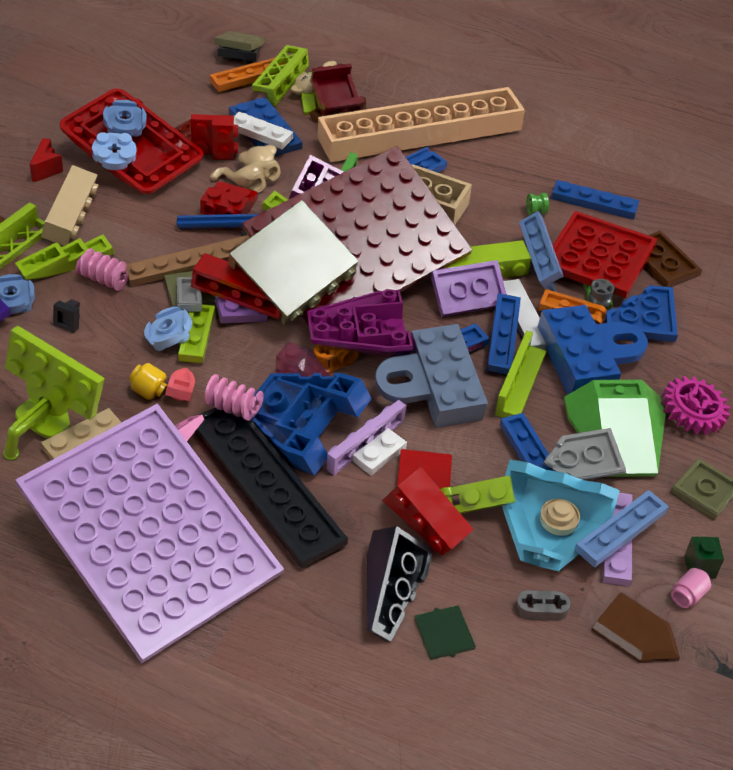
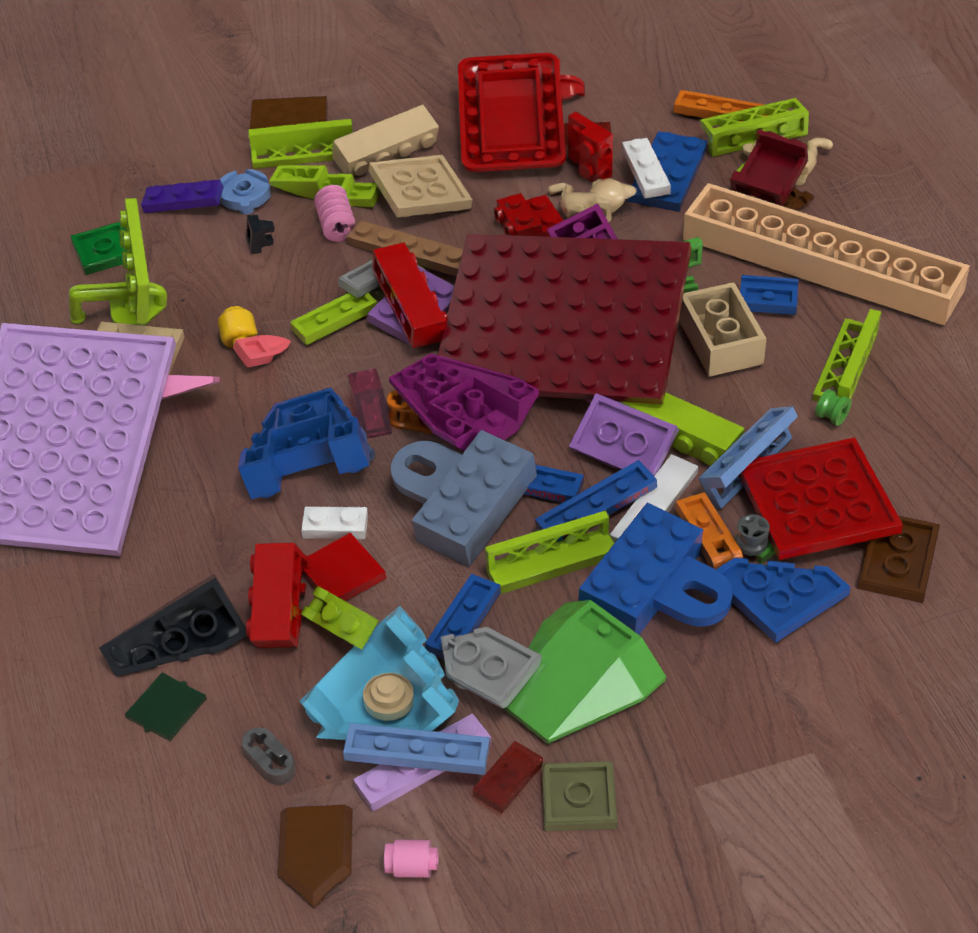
camera: 55 degrees right, 0 degrees up
(45, 162) = (422, 91): red slope -> none
(103, 147) = (472, 100): light blue plate -> none
(124, 108) = (519, 96): medium blue plate -> none
(134, 220) = (420, 185): none -> tan plate
(168, 328) = (310, 296): light blue plate -> none
(213, 221) = (478, 222): blue axle -> none
(233, 399) = (262, 382): bright pink piece -> none
(239, 41) = (759, 71): olive tile -> none
(246, 56) = (744, 83): black plate -> none
(271, 487) = (206, 479): black plate -> none
(295, 261) = (458, 297): panel -> none
(342, 455) = (293, 499): lavender plate -> none
(512, 173) = (855, 362): none -> lime fence
(595, 199) = (917, 447): blue plate -> none
(676, 516) = (508, 777): none -> clear red plate
(695, 405) = (685, 721): dark pink gear -> none
(704, 554) = (461, 843): dark green brick -> none

